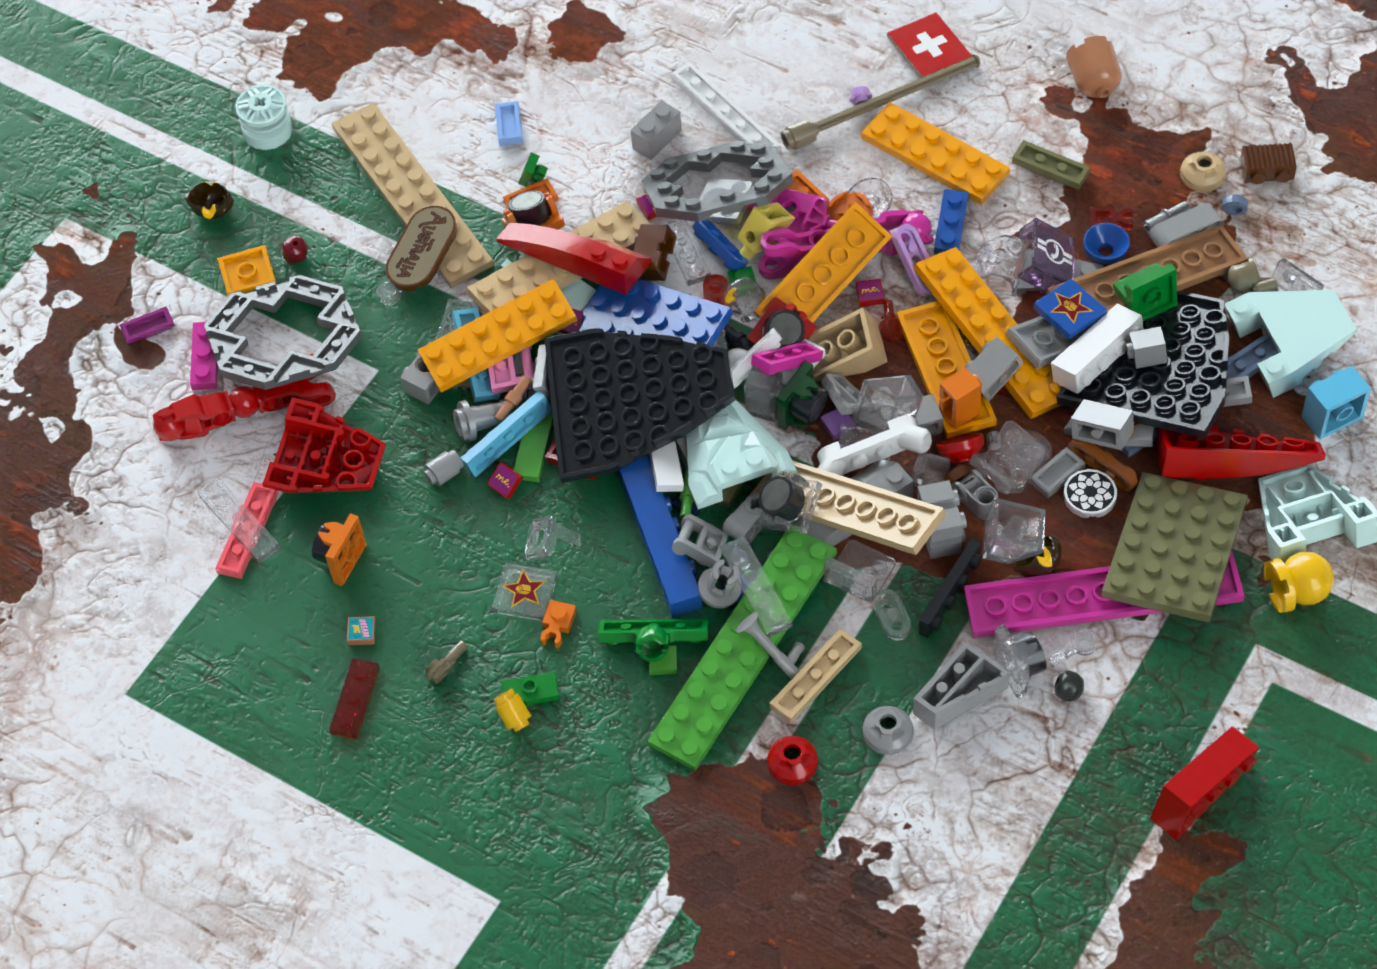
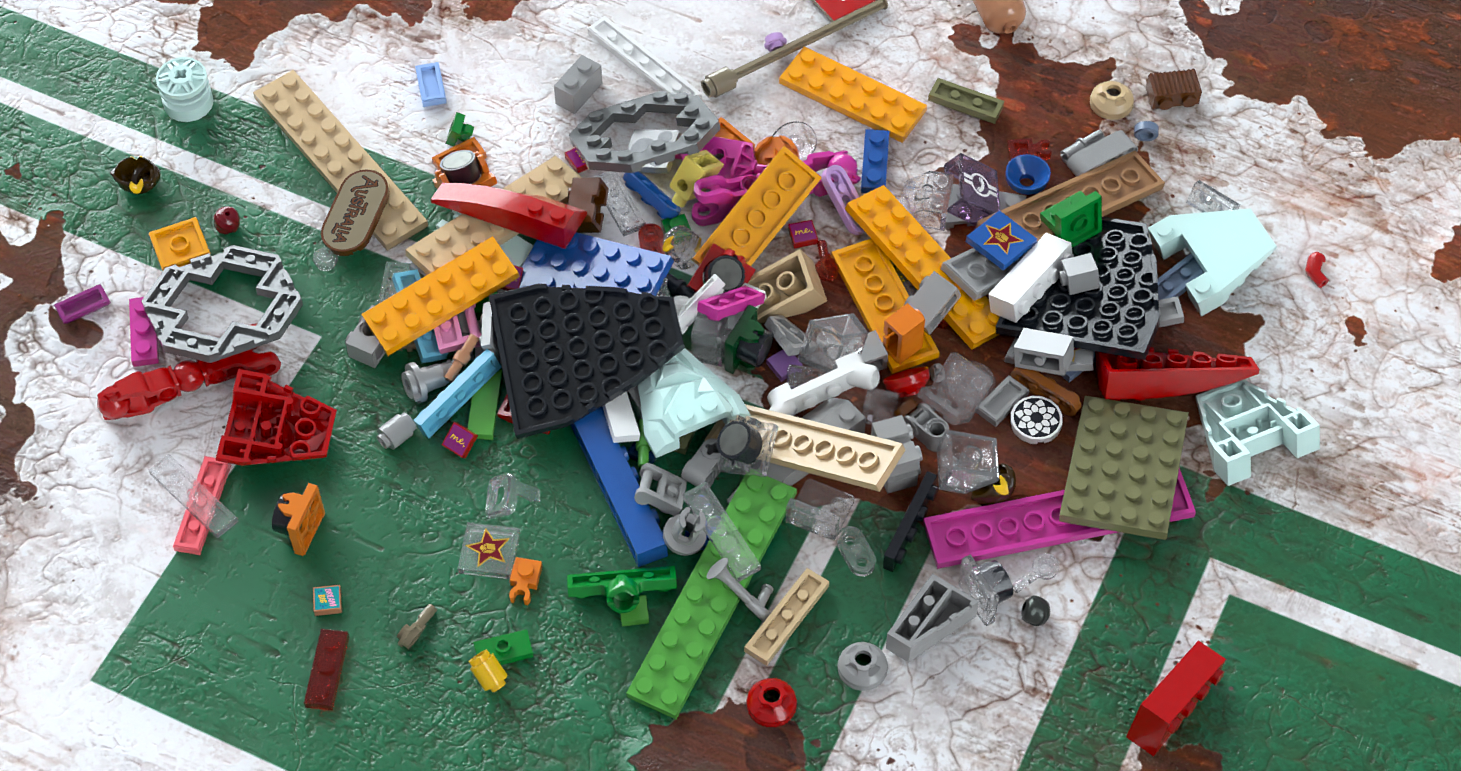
camera: 10 degrees left, 0 degrees up
(1246, 277) = (1165, 200): dark tan piece -> none
(1302, 579) = (1246, 493): yellow tile -> none
(1335, 402) = (1263, 317): medium azure brick -> none

